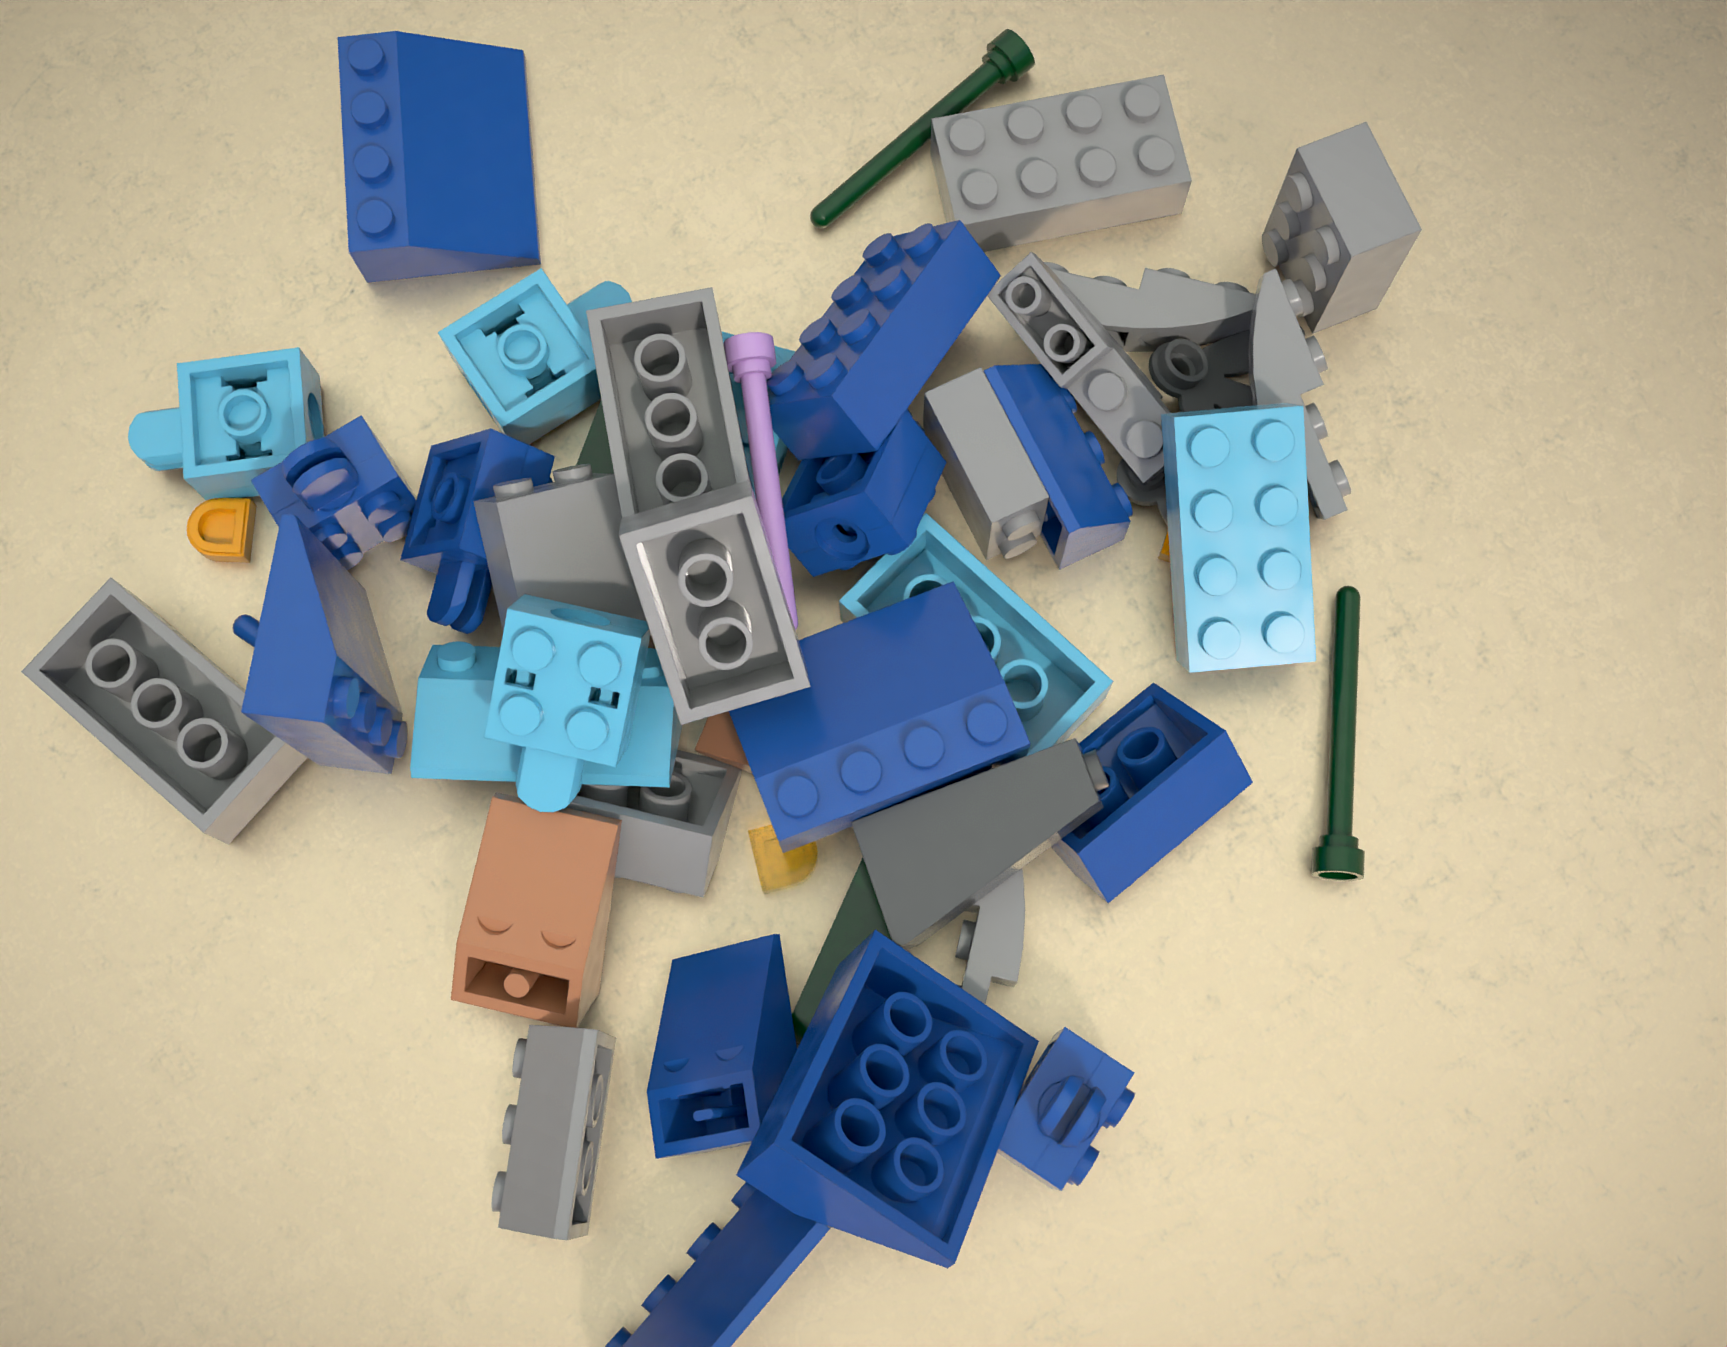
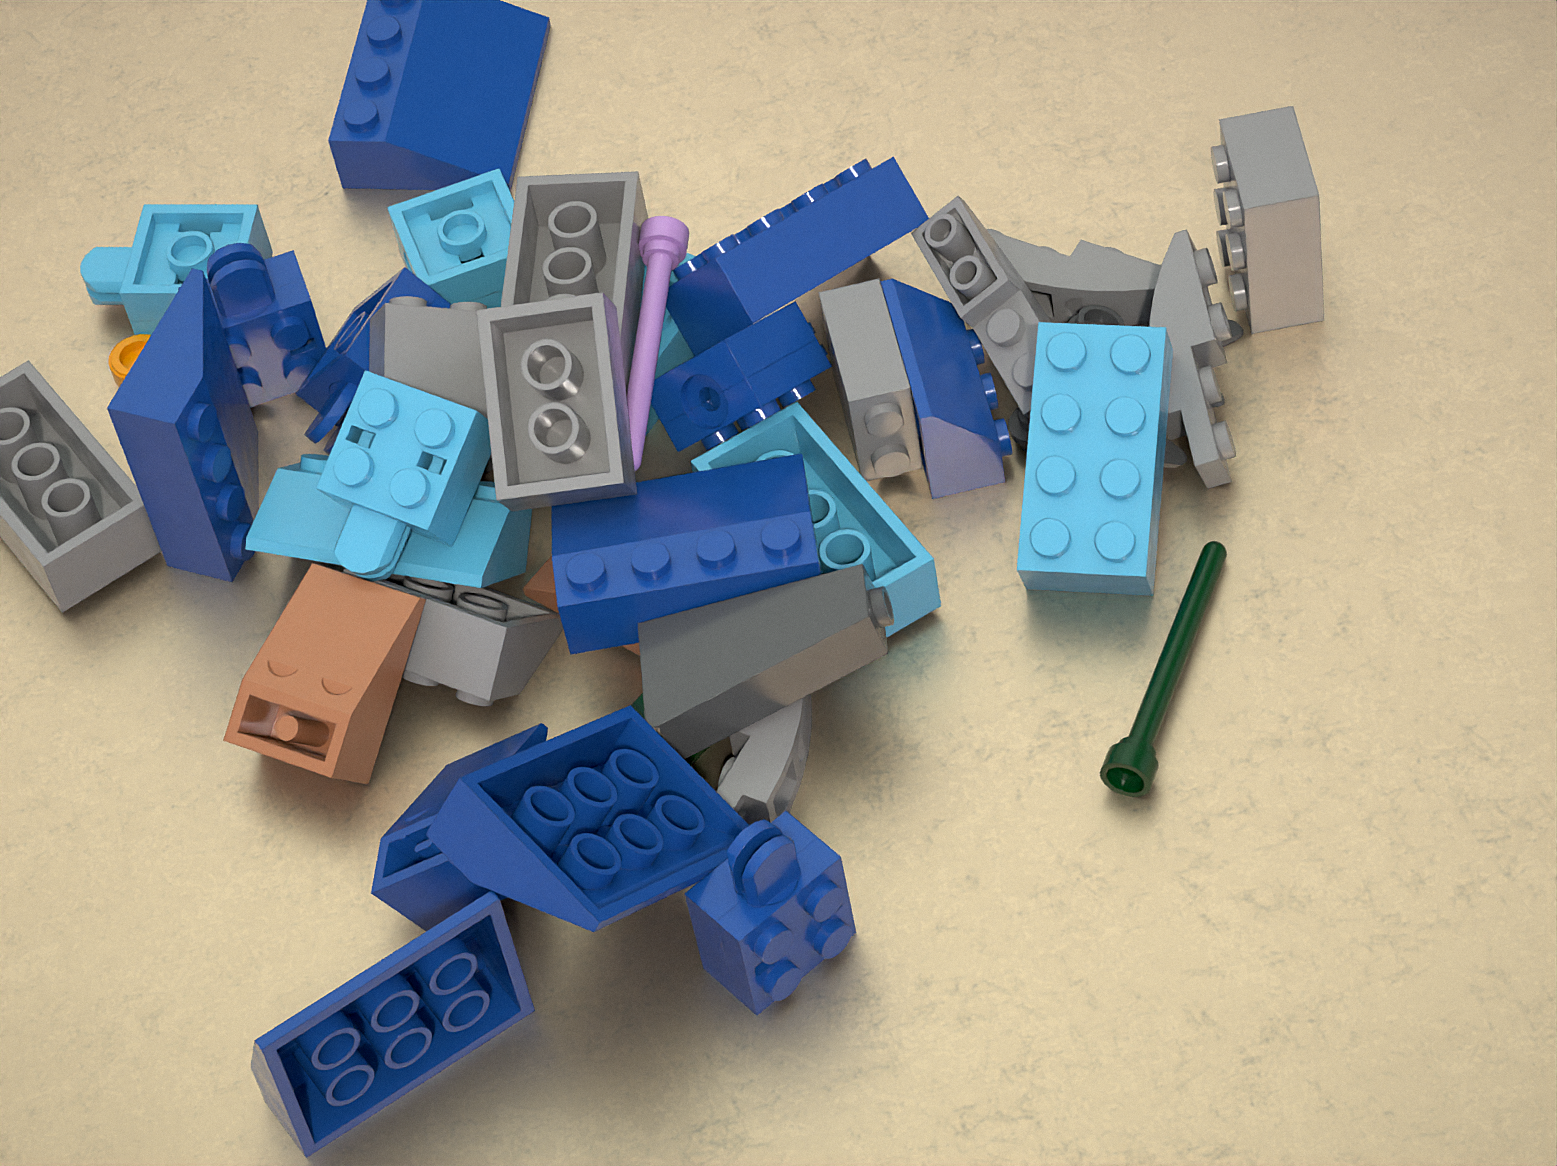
camera: 20 degrees right, 25 degrees down
(554, 1131) = (291, 870): light grey slope -> none
(780, 869) = (581, 692): clear yellow tile -> none
(1005, 60) = (1007, 70): dark green piece -> none
(1061, 164) = (1033, 153): light grey brick -> none
(1165, 780) = (944, 681): blue slope -> none

